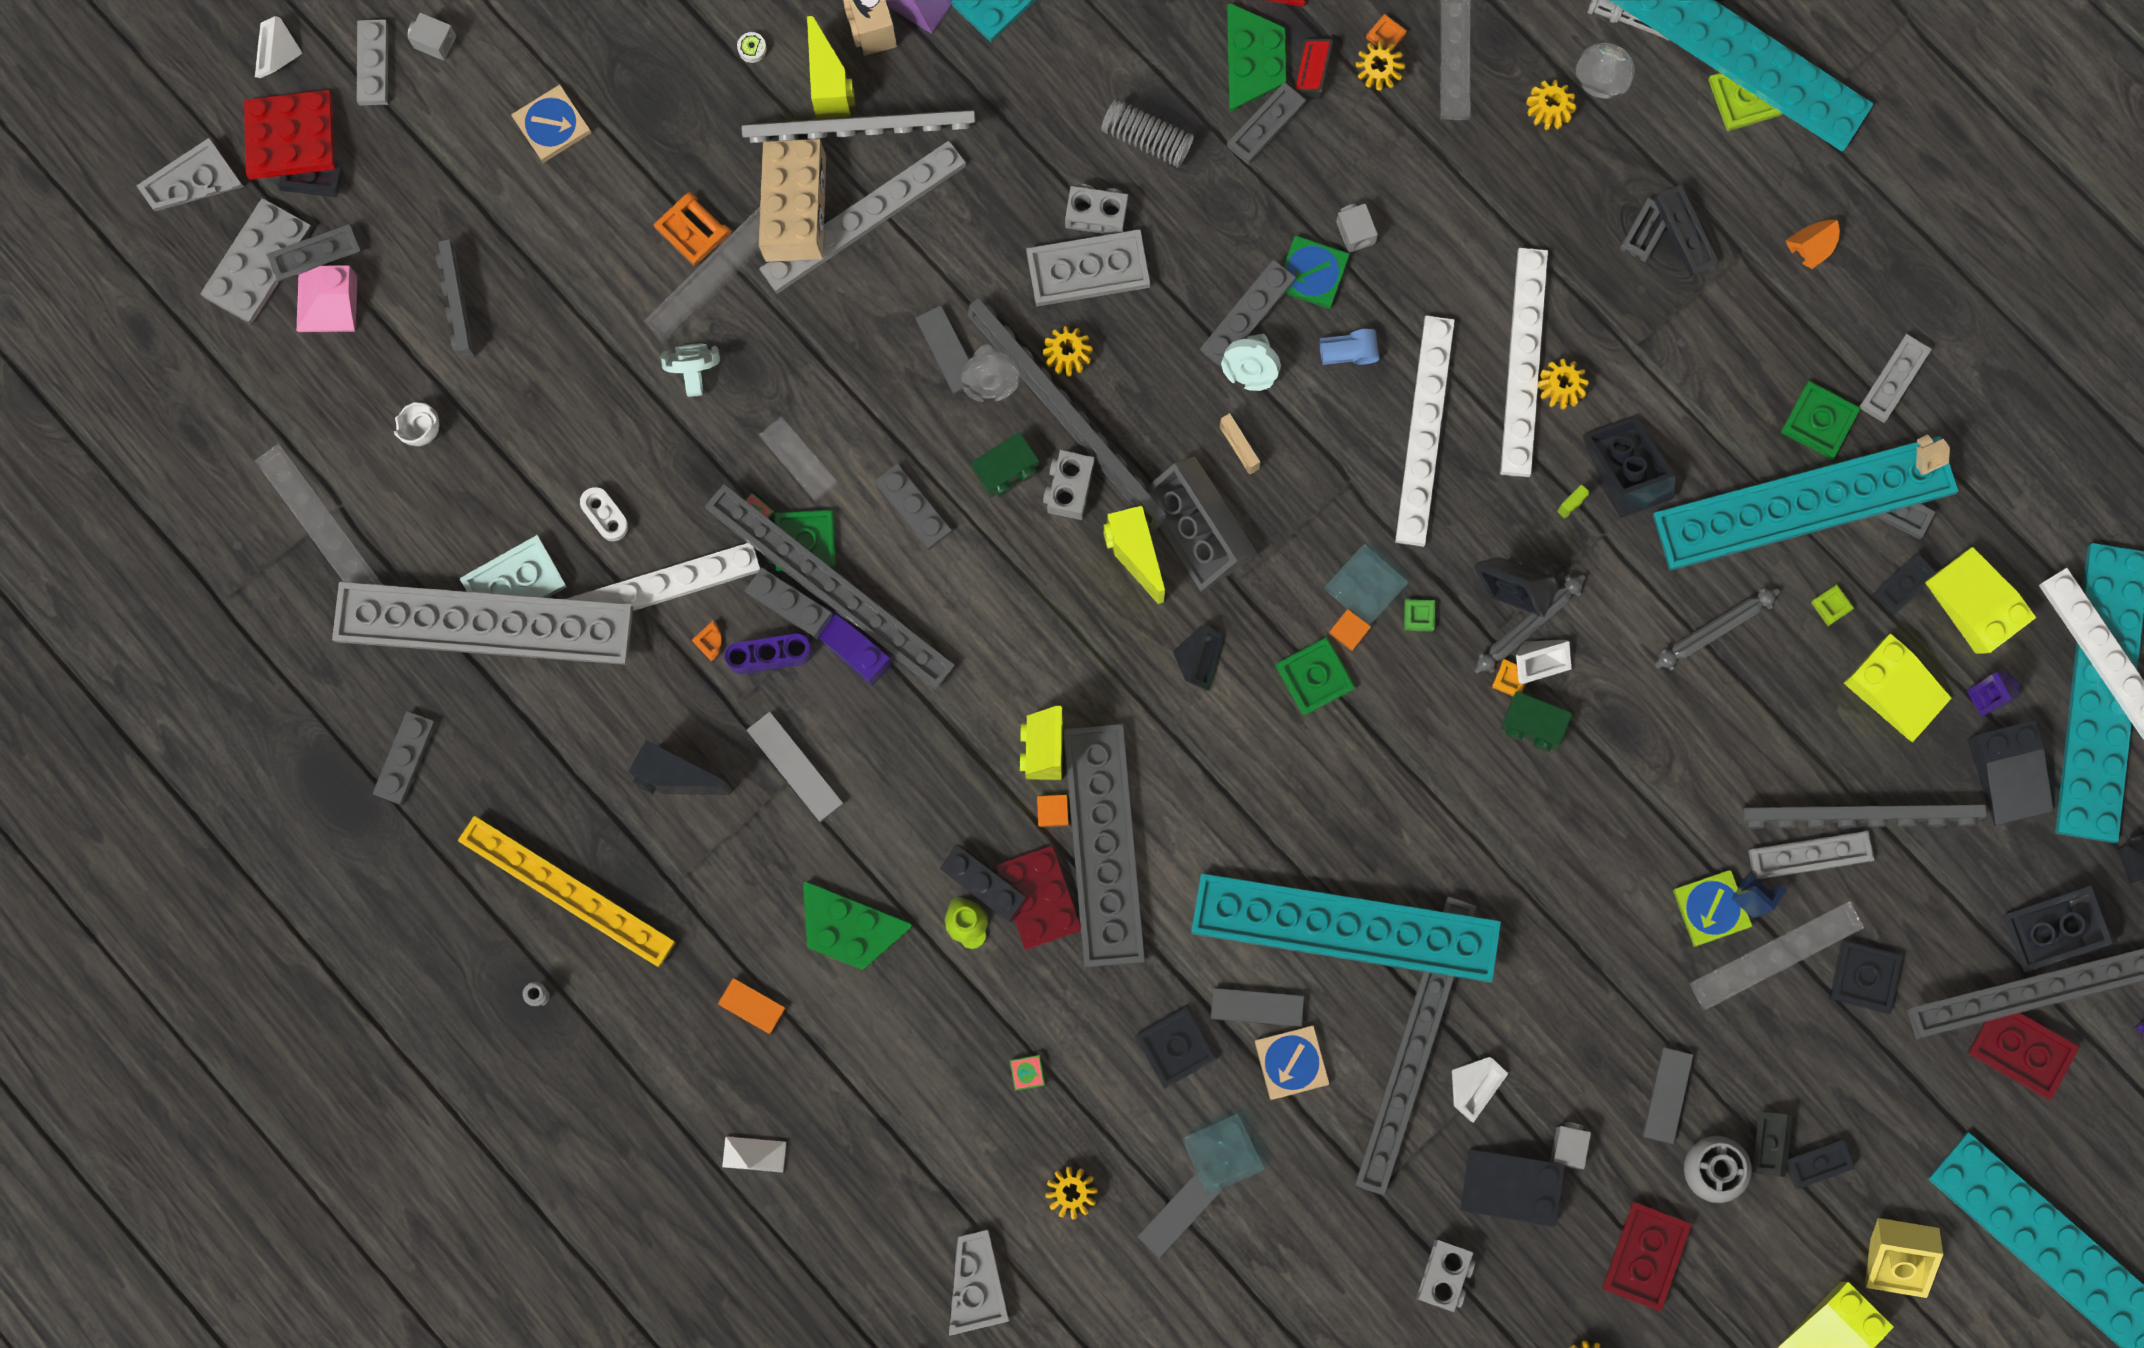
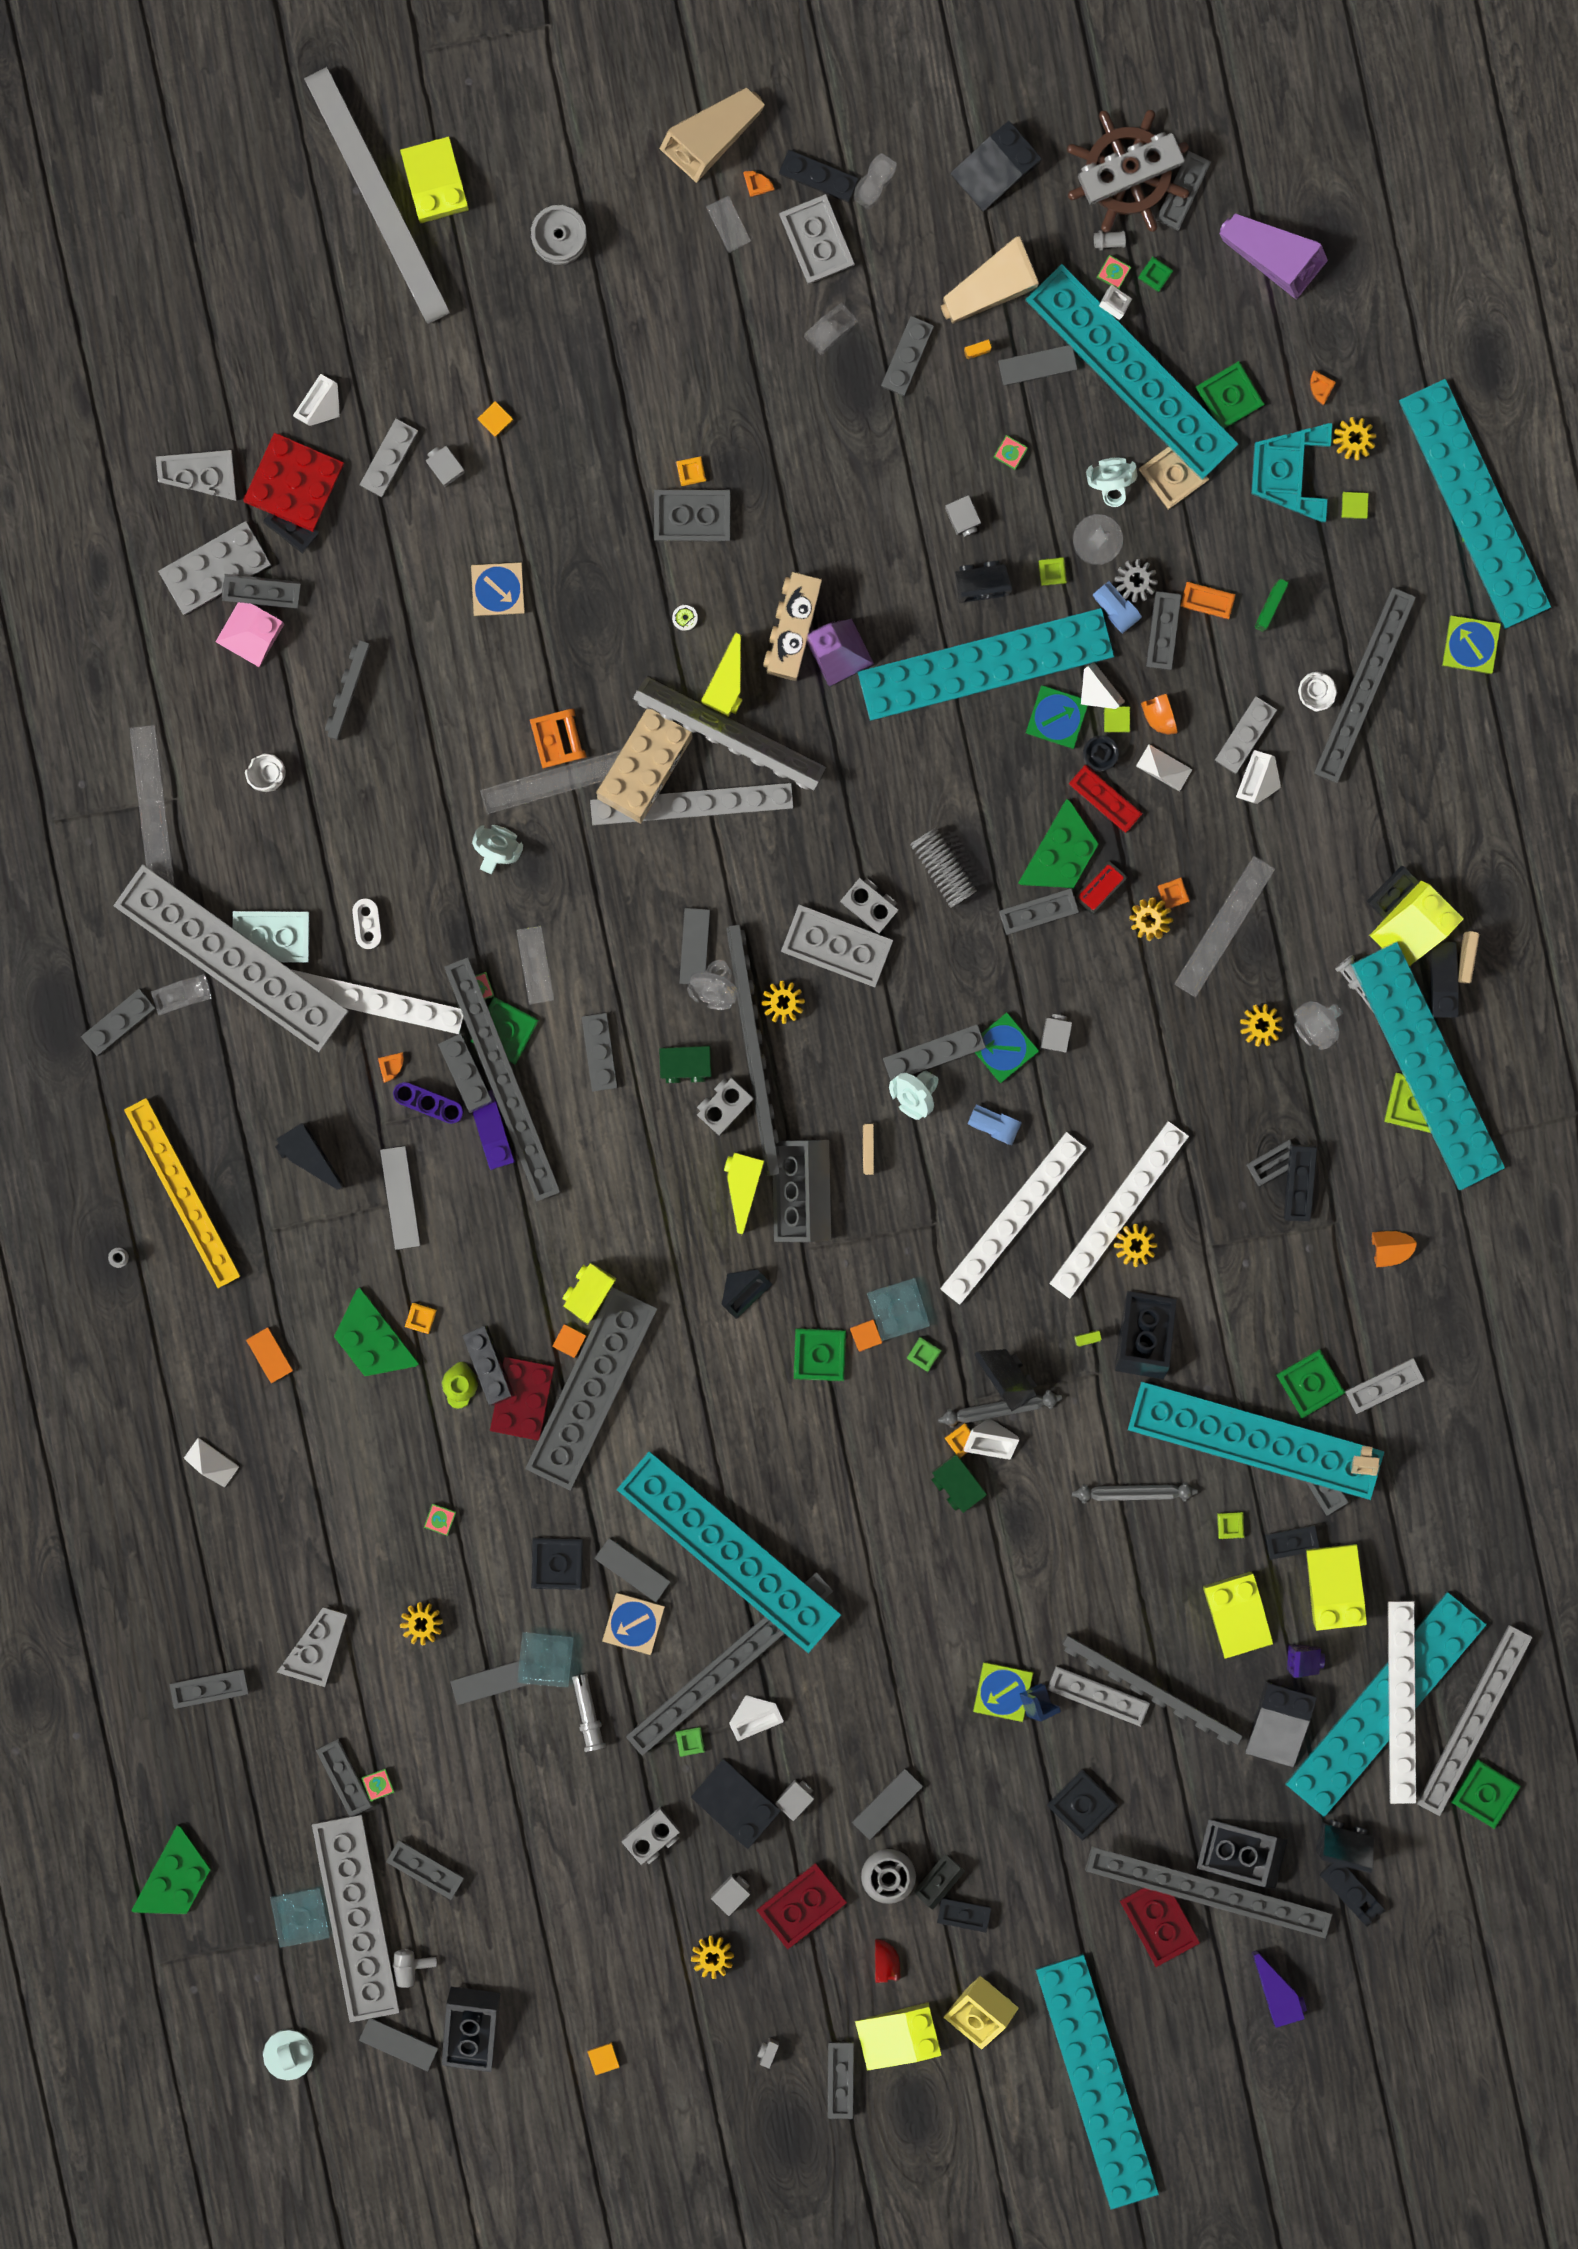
camera: 25 degrees right, 10 degrees up
(453, 691) = (181, 994): none -> clear slope
(886, 877) = (420, 1318): none -> light orange tile
(1310, 1196) = (590, 1725): none -> light grey pin
(1424, 1152) = (690, 1741): none -> bright green tile
(1566, 1287) = (731, 1894): none -> light grey brick
(1770, 1264) = (886, 1962): none -> red brick
(1776, 955) = (1027, 1752): clear tile -> none

